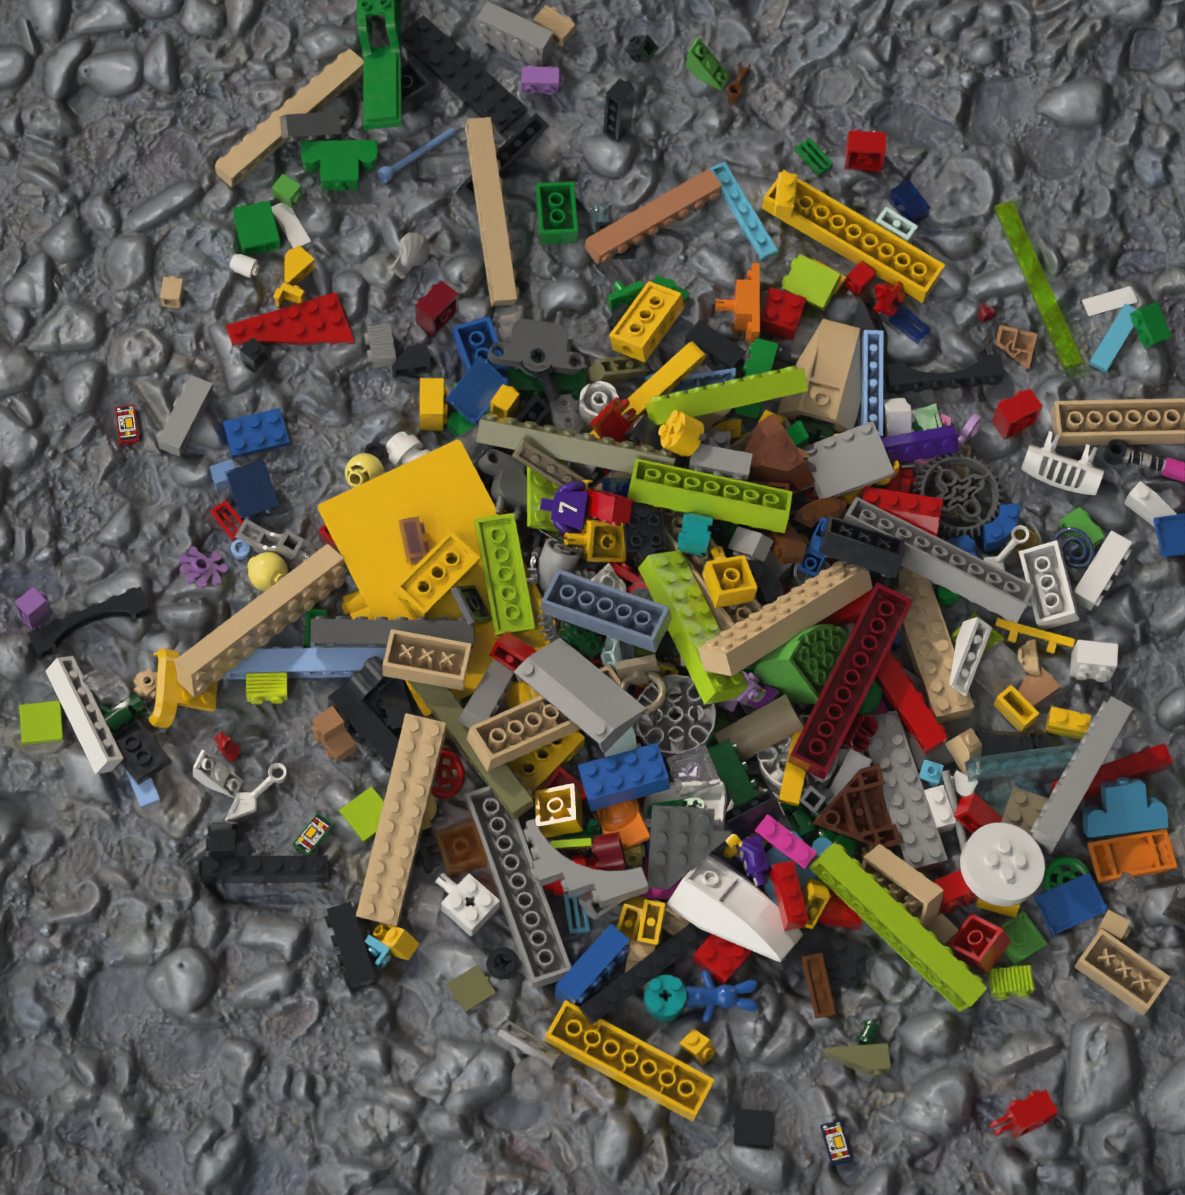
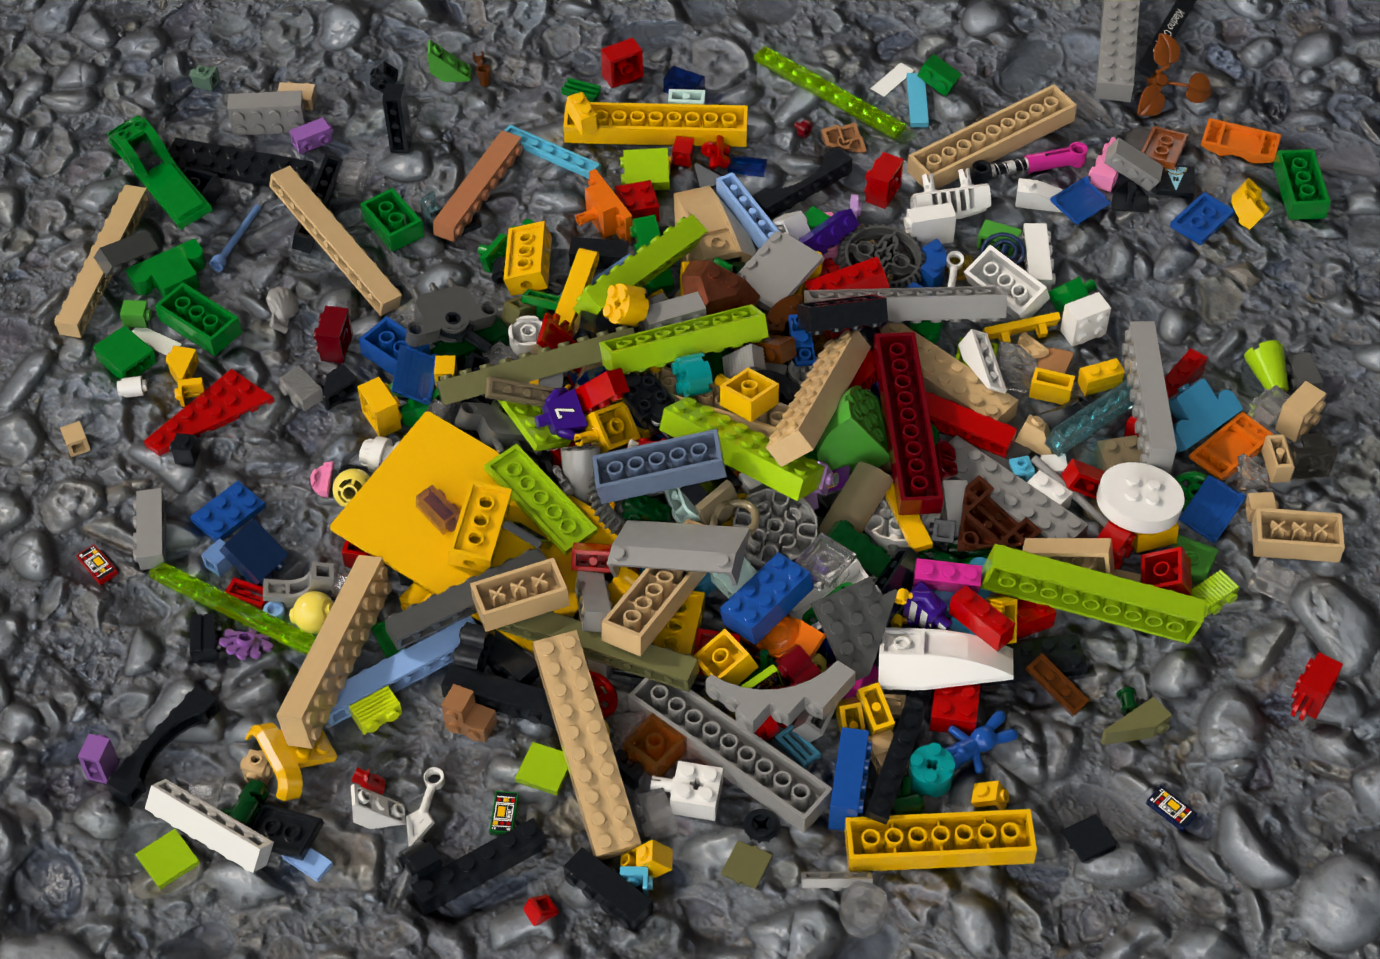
camera: 25 degrees left, 15 degrees down
(172, 543) = (205, 637): none -> black brick
(209, 529) = (233, 607): none -> clear neon green plate
(292, 931) = (540, 909): none -> red slope
(334, 227) = (198, 319): none -> green brick
(348, 445) = (322, 478): none -> bright pink plate
(626, 1013) = (907, 803): none -> dark green piece
(631, 372) = (541, 300): none -> green tile
(1024, 485) = (931, 223): none -> white brick
(1097, 627) = (1071, 292): none -> green brick
(1161, 892) = (1278, 458): none -> tan brick

